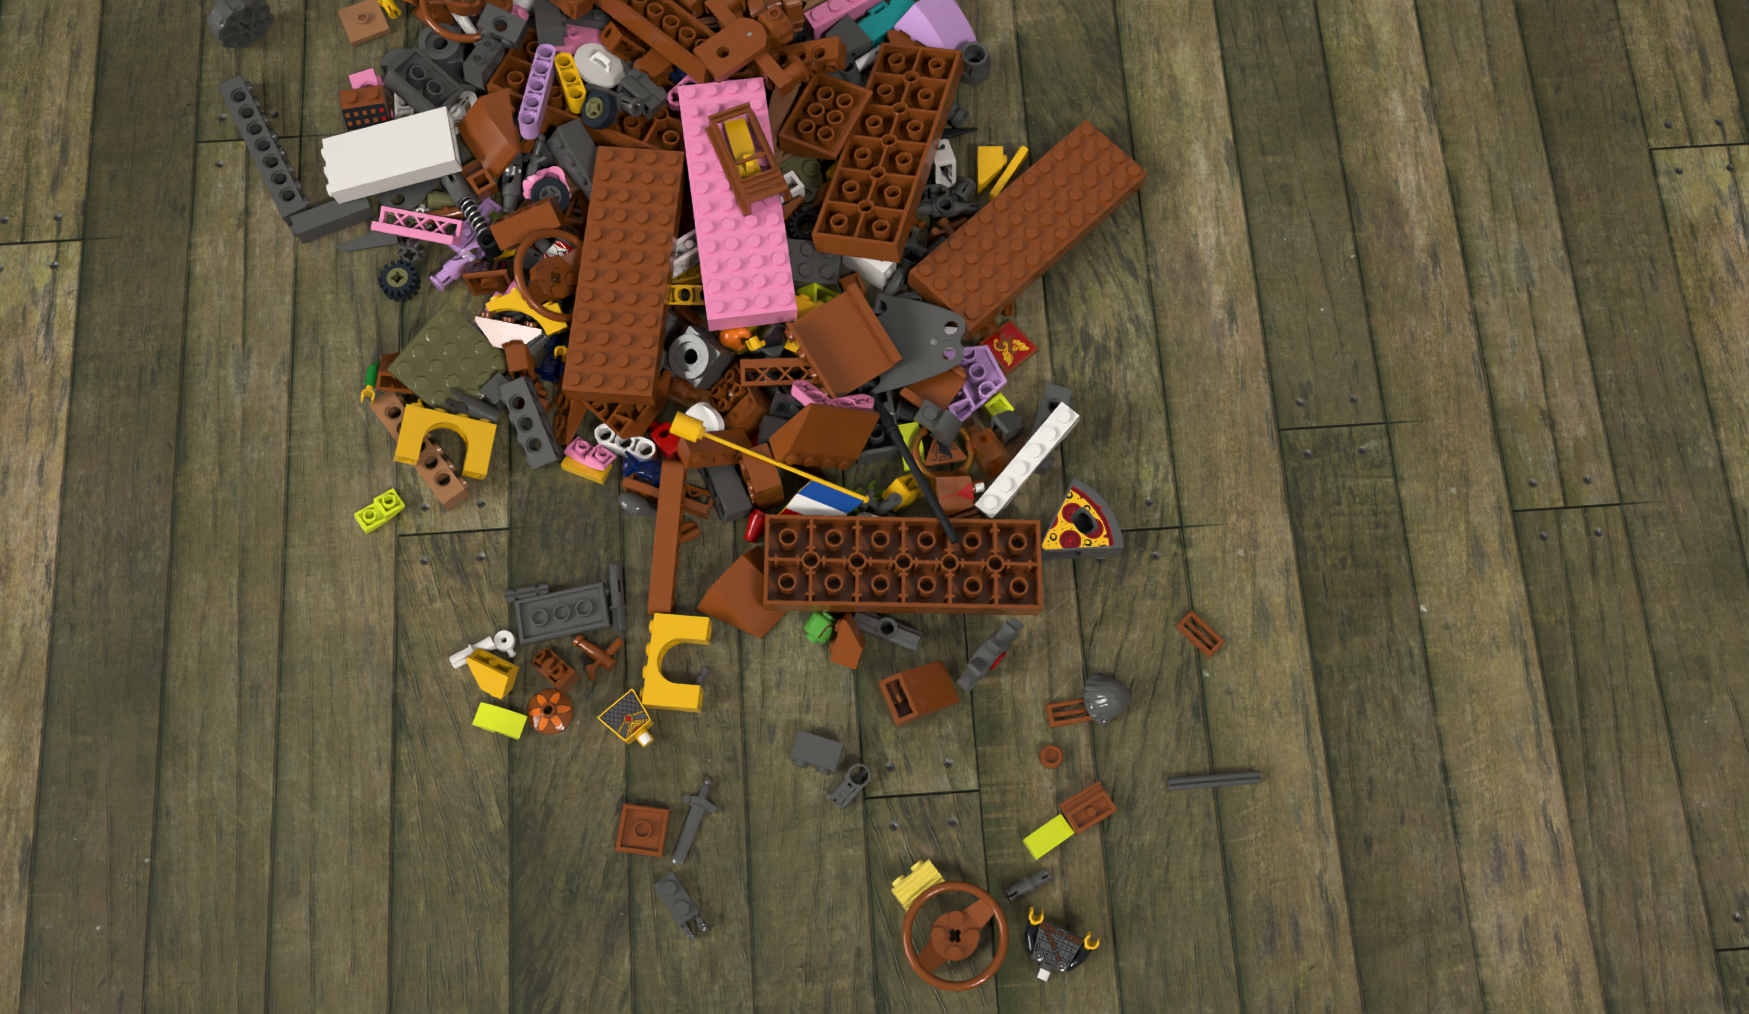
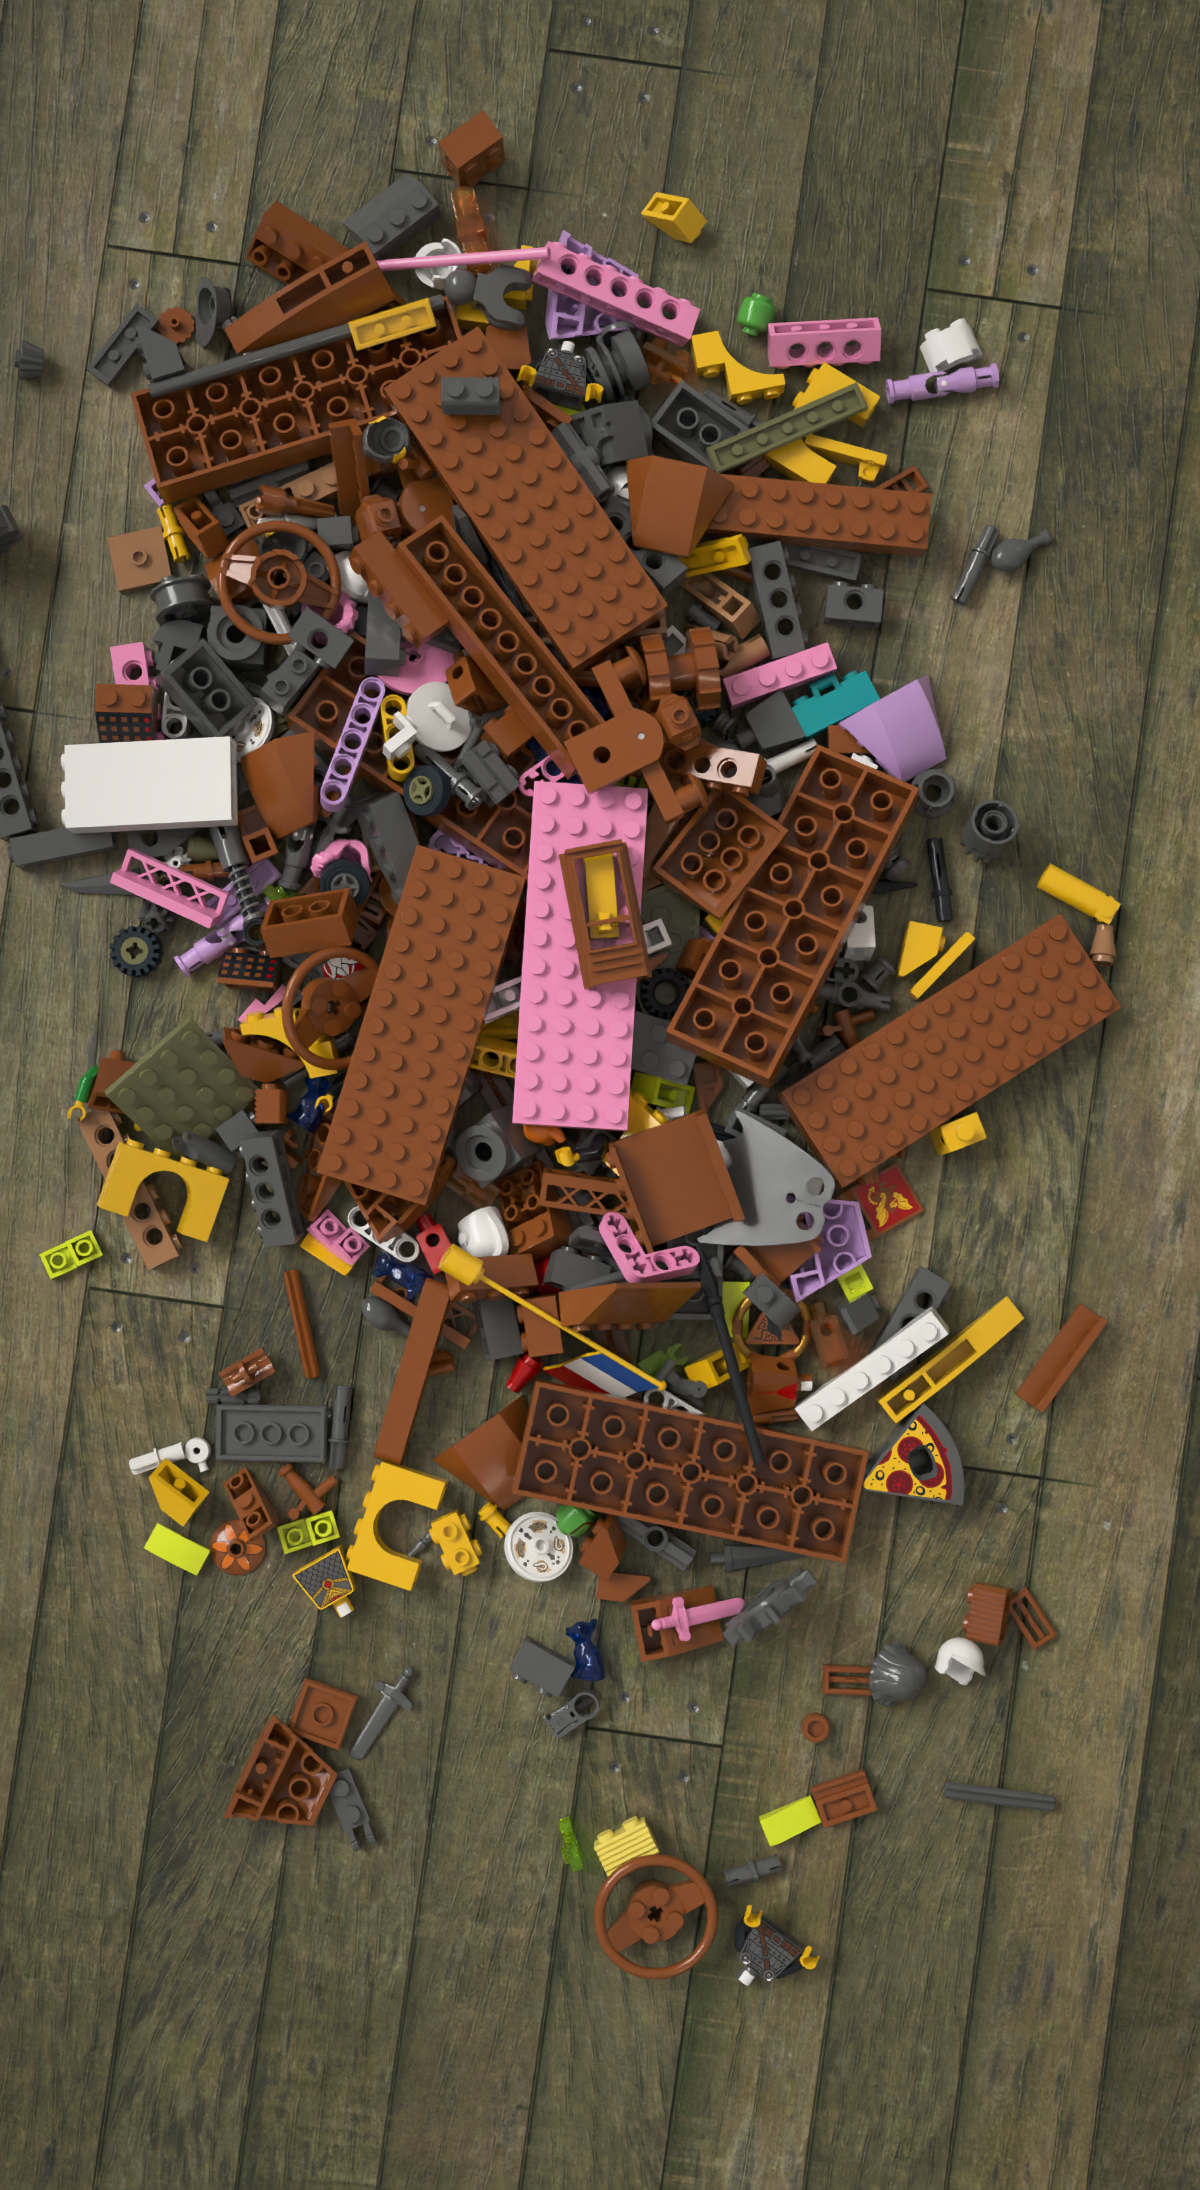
camera: 15 degrees right, 15 degrees up
(396, 32) = (182, 598): none -> dark grey wheel
(534, 568) = (247, 1371): none -> dark orange hips
(573, 73) = (400, 743): none -> white bracket
(573, 526) = (302, 1324): none -> dark orange axle
(605, 686) = (307, 1531): none -> neon yellow slope
(618, 889) = (281, 1779): none -> dark orange wedge
(732, 673) = (459, 1549): none -> yellow brick
(755, 644) = (494, 1519): none -> yellow pin
(794, 656) = (537, 1547): none -> white shield
(853, 737) = (587, 1657): none -> clear blue animal
(866, 676) = (620, 1586): none -> dark orange tile
(872, 901) = (571, 1852): none -> clear neon green plate
(925, 683) = (683, 1618): none -> bright pink sword
(964, 632) = (746, 1556): none -> dark grey bar
(996, 128) = (940, 885): none -> black pin
(1020, 76) = (989, 830): none -> dark grey gear
(1053, 282) = (958, 1133): none -> yellow torso
(1084, 450) = (949, 1360): none -> yellow slope
(1096, 110) = (1078, 894): none -> yellow piece
(1124, 140) = (1103, 947): none -> medium nougat cone
(1153, 674) = (960, 1659): none -> white helmet
(1165, 633) = (987, 1613): none -> dark orange brick
(1170, 432) = (1061, 1357): none -> dark orange fence

